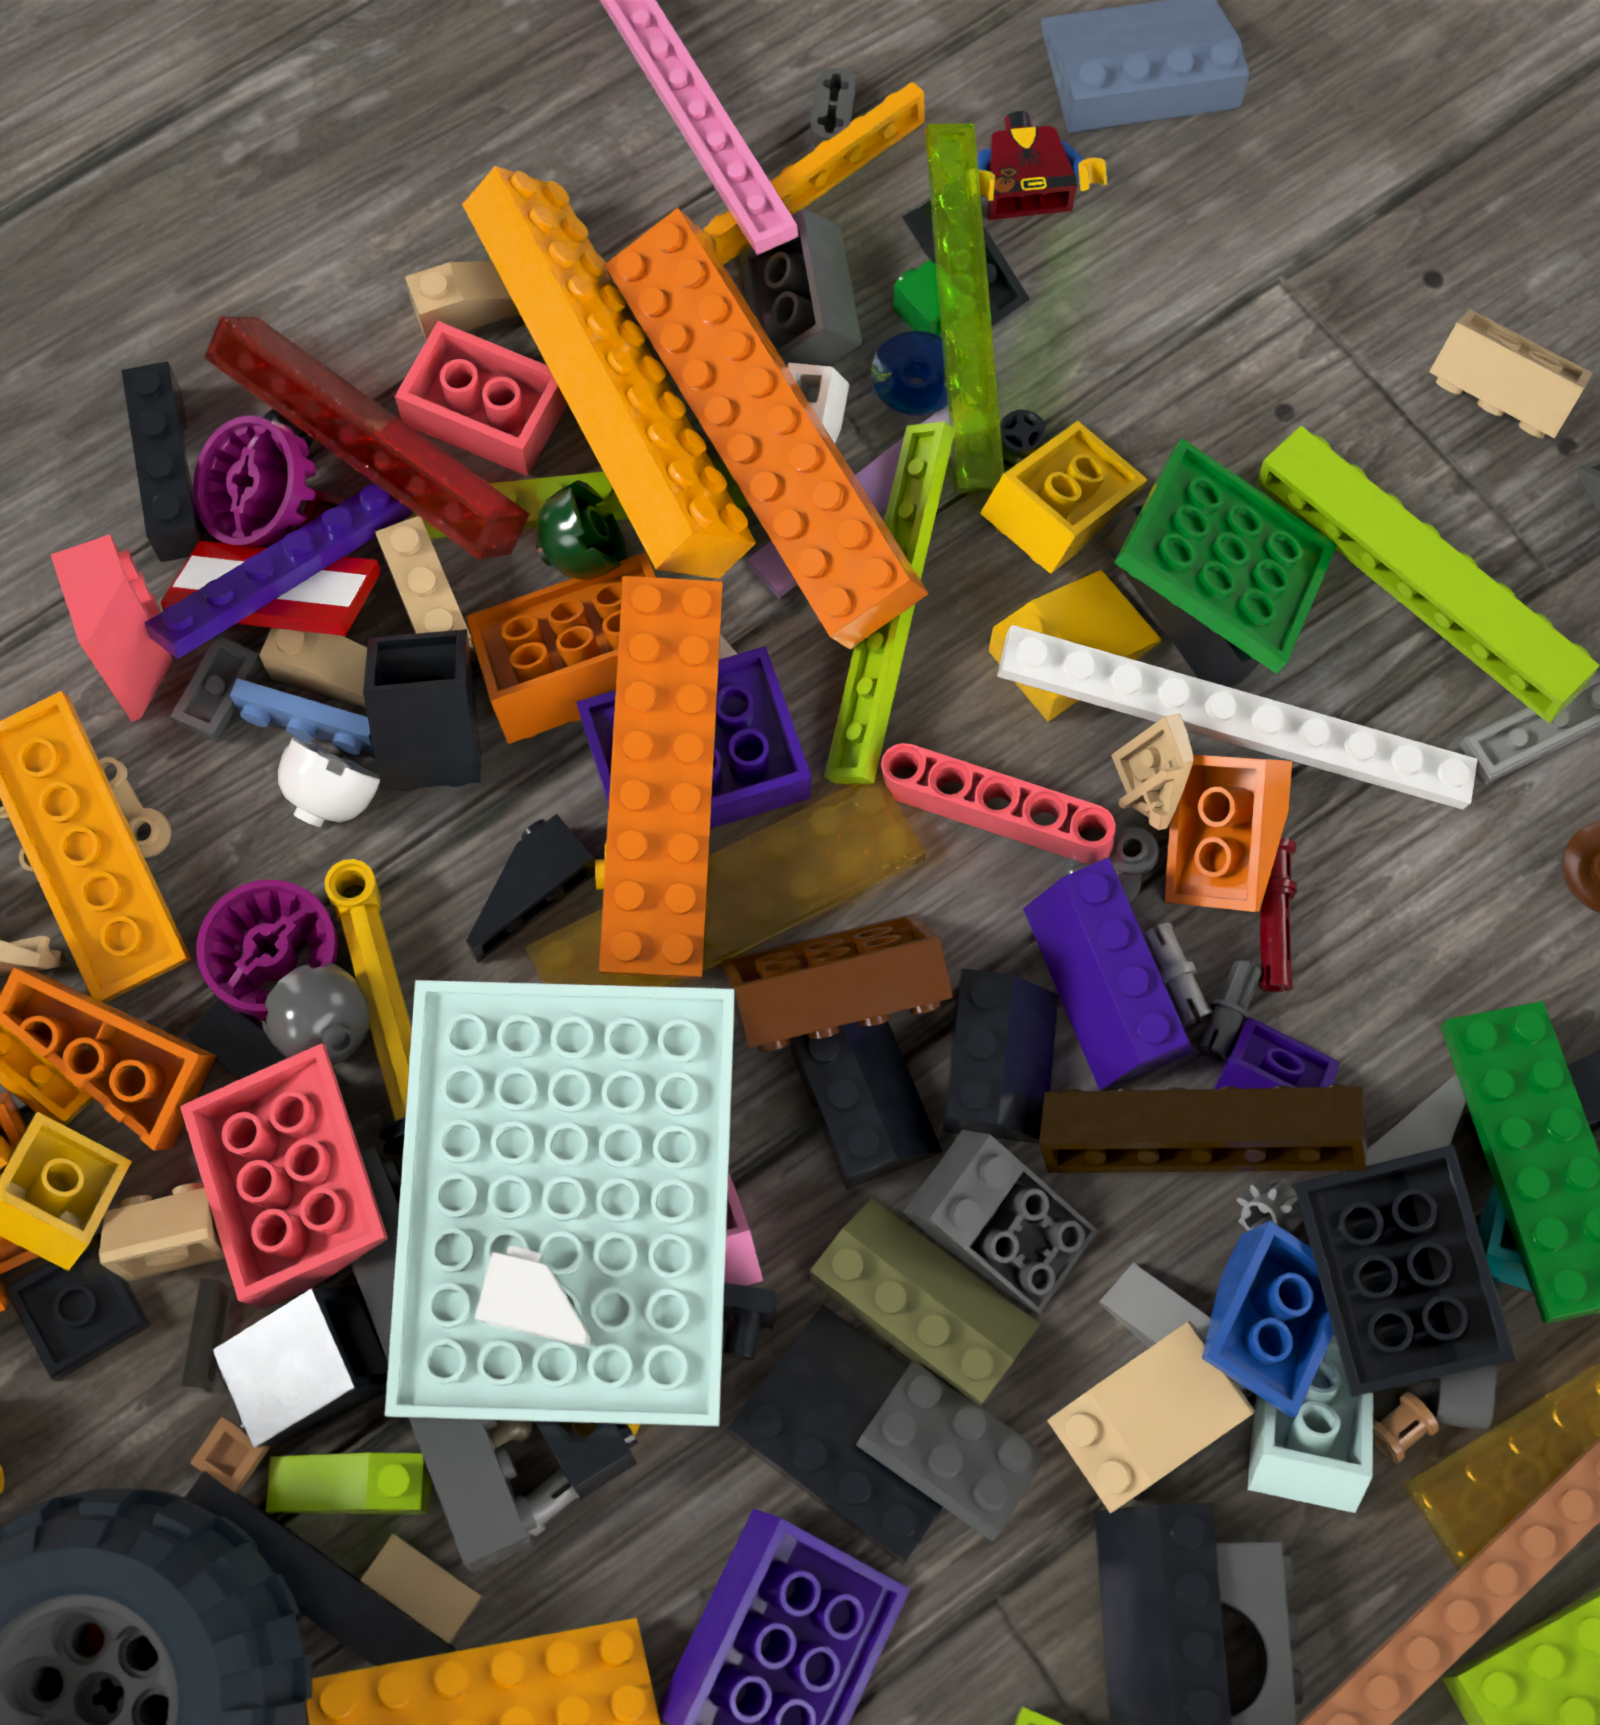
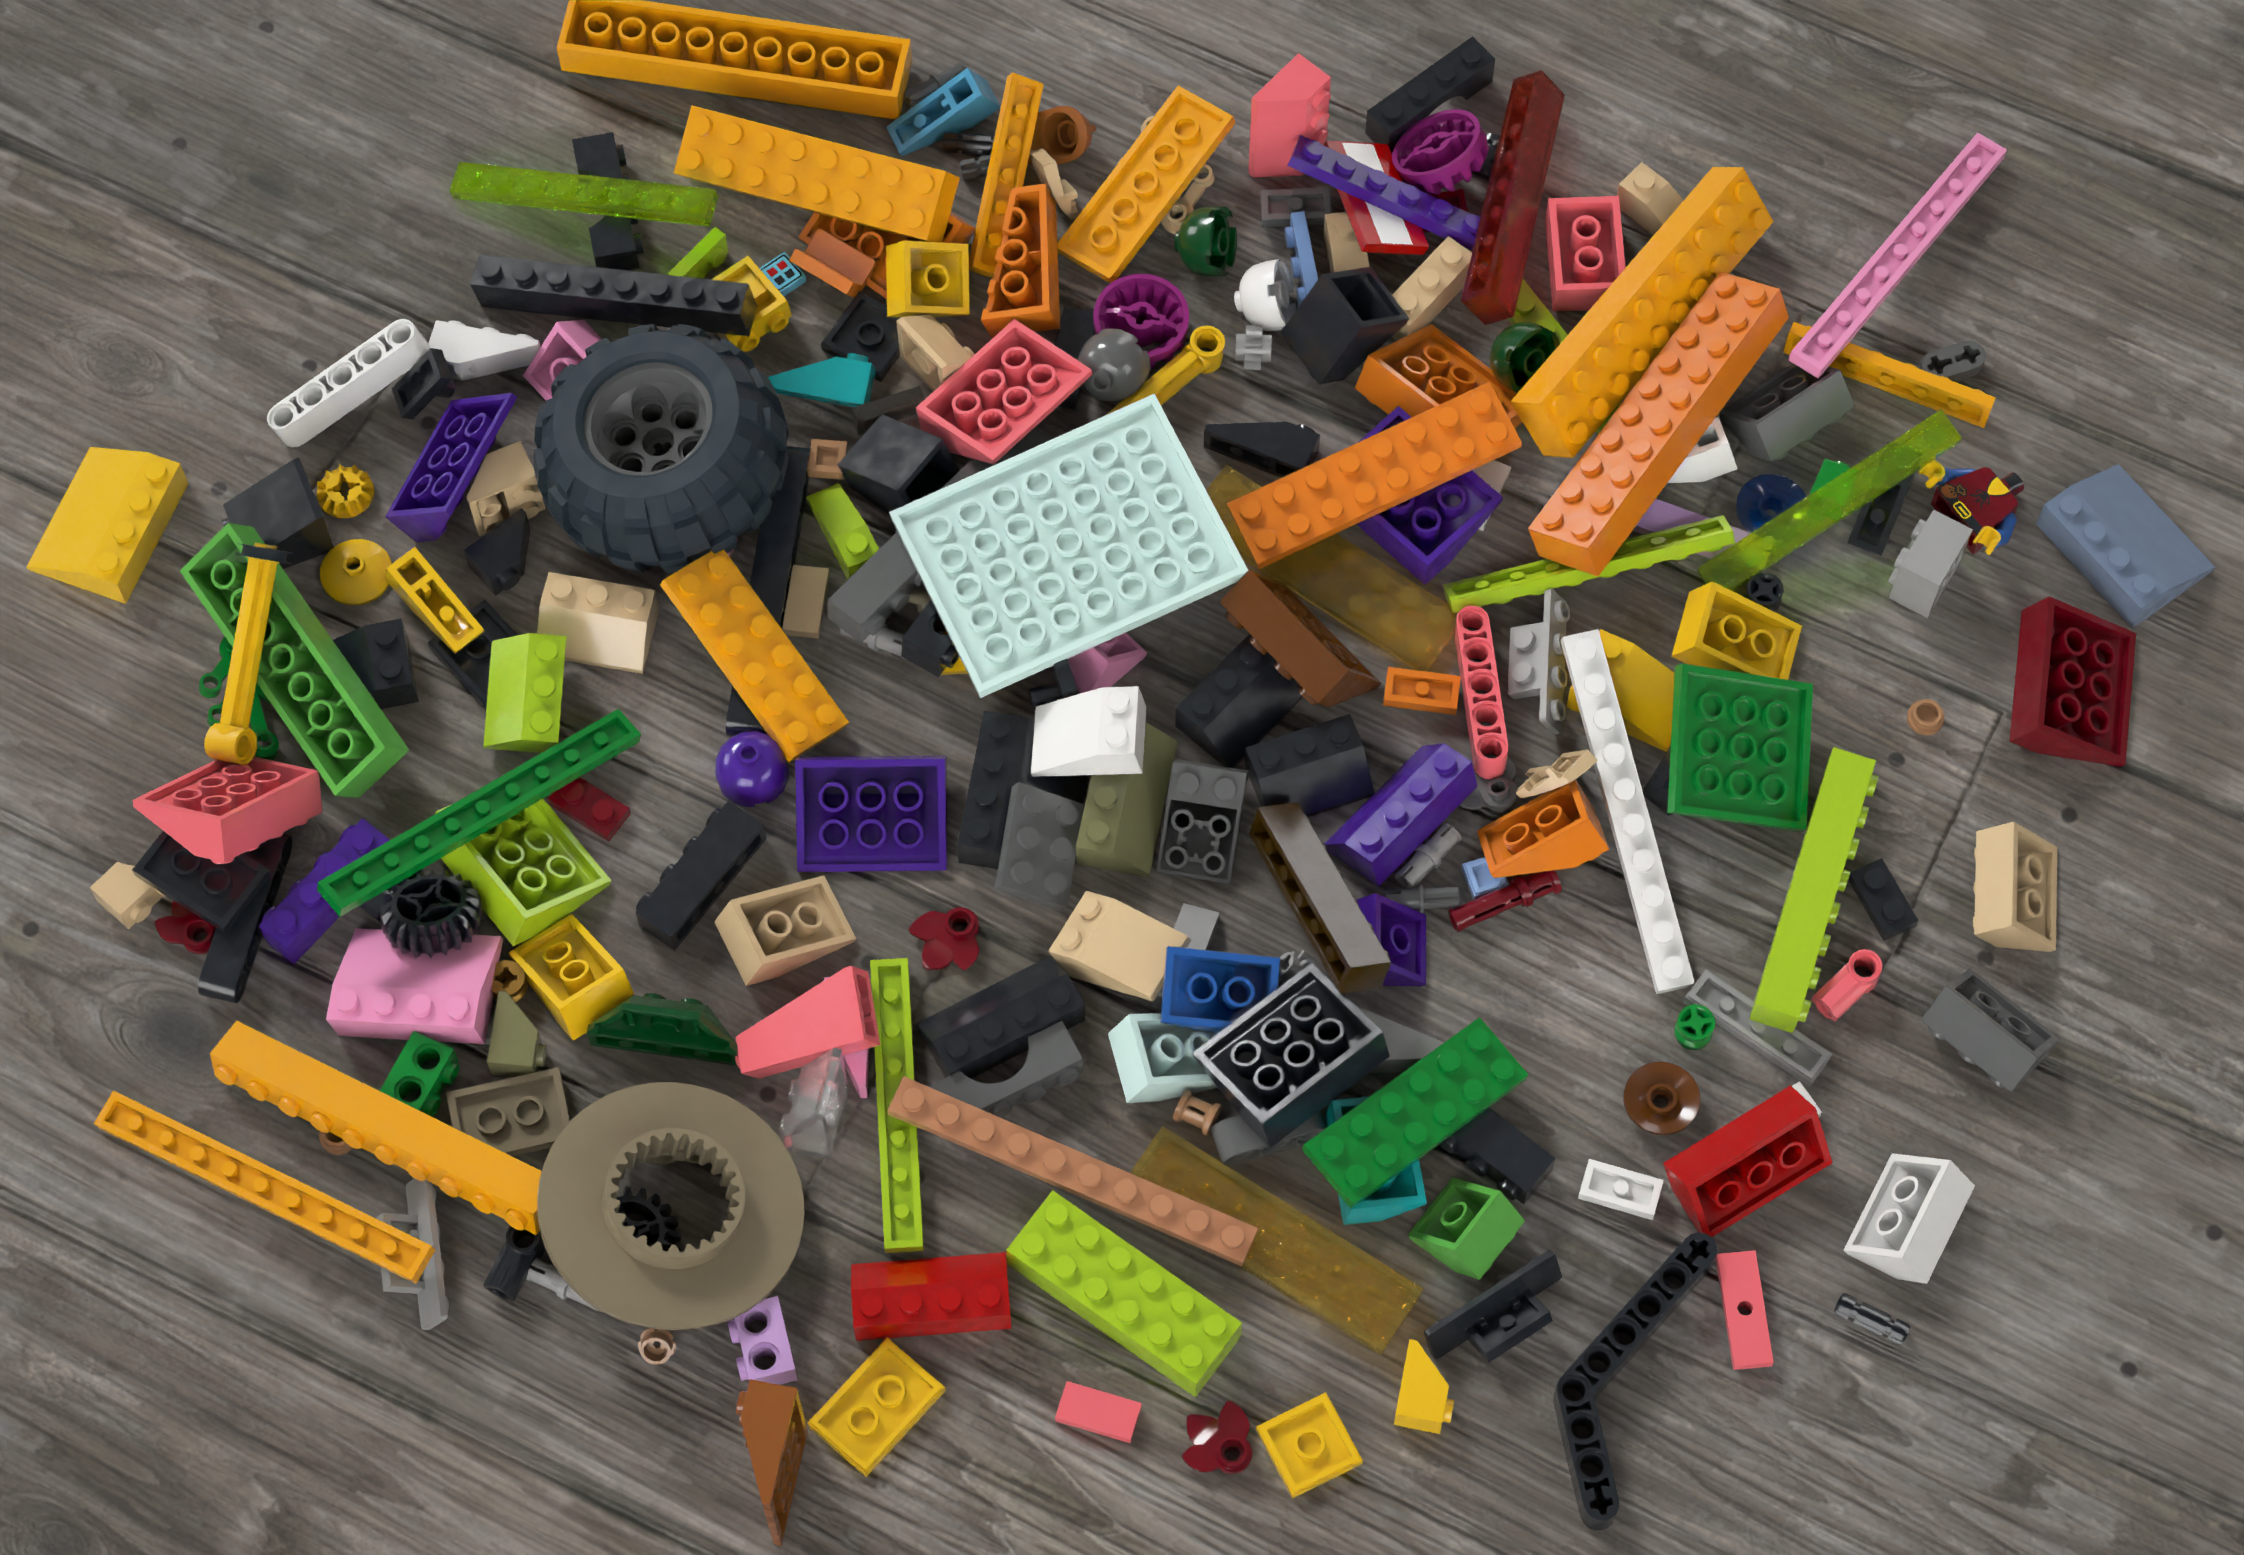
camera: 65 degrees right, 5 degrees down
(122, 1391) = (831, 381): none -> teal slope
(204, 815) = (1207, 241): none -> dark green cylinder
(384, 833) = (1253, 347): none -> light grey gear
(528, 1299) = (995, 547): white slope -> none
(841, 1310) = (1090, 734): none -> white slope
(954, 871) = (1421, 690): none -> orange plate
(982, 723) = (1539, 662): none -> light grey bracket
(1014, 1643) = (943, 942): none -> dark red plate
(1083, 247) = (1928, 562): none -> light grey brick
(1230, 929) = (1479, 878): none -> light blue tile
(1254, 354) = (1925, 717): none -> medium nougat plate
(1288, 194) = (2072, 684): none -> dark red slope
(1459, 509) = (1882, 899): none -> black plate
(1542, 778) = (1696, 1018): none -> green wheel
(1555, 597) = (1847, 986): none -> coral piece

